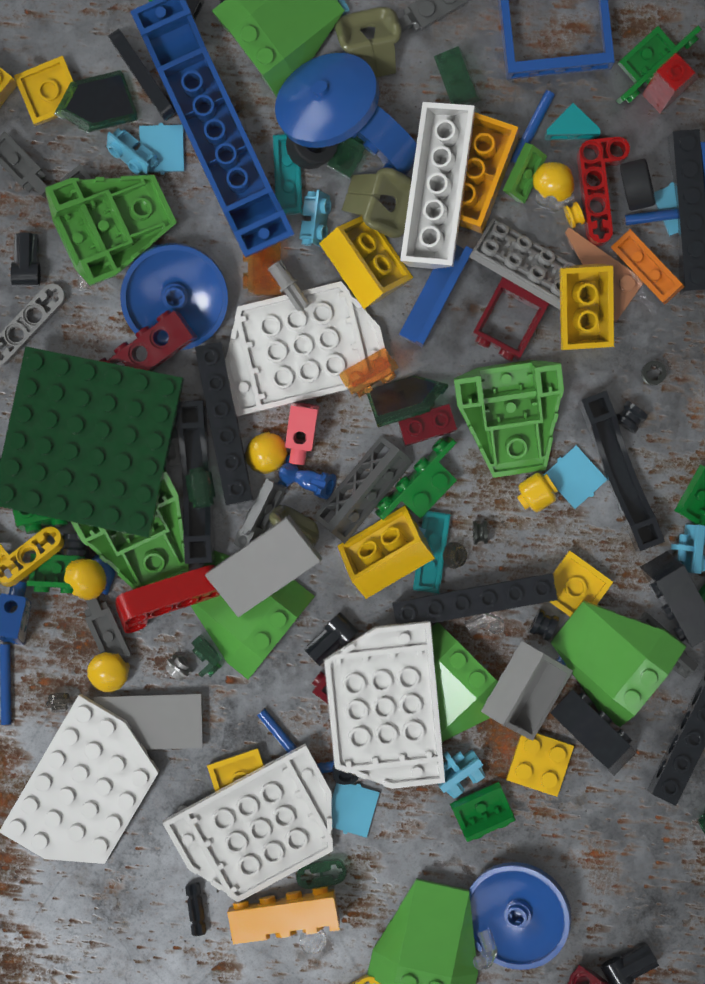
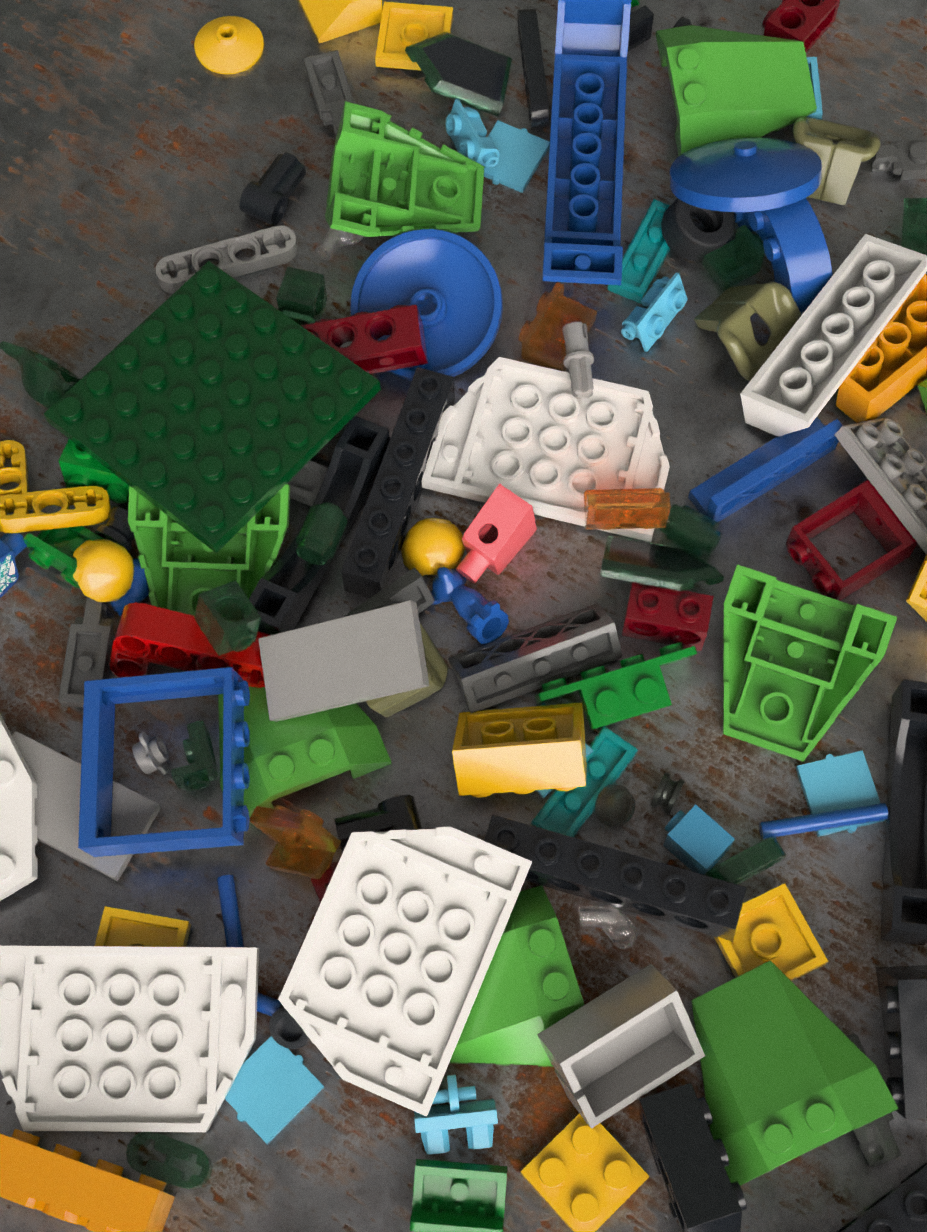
camera: 25 degrees right, 20 degrees down
(92, 331) = (302, 295): none -> clear green brick
(108, 672) = (54, 707): yellow hair -> none
(159, 697) = (98, 757): none -> blue window
(181, 564) = (223, 605): none -> clear green brick
(294, 677) = (301, 840): none -> clear orange bracket
(365, 261) = (692, 384): yellow slope -> none
(413, 360) = (692, 530): none -> clear green brick
(510, 551) = (697, 840): none -> dark azure brick
(537, 492) = (777, 779): yellow head -> none
(543, 550) = (749, 862): none -> clear green beam
(544, 624) = (694, 969): black wheel -> none
(573, 501) = (823, 820): none -> blue bar

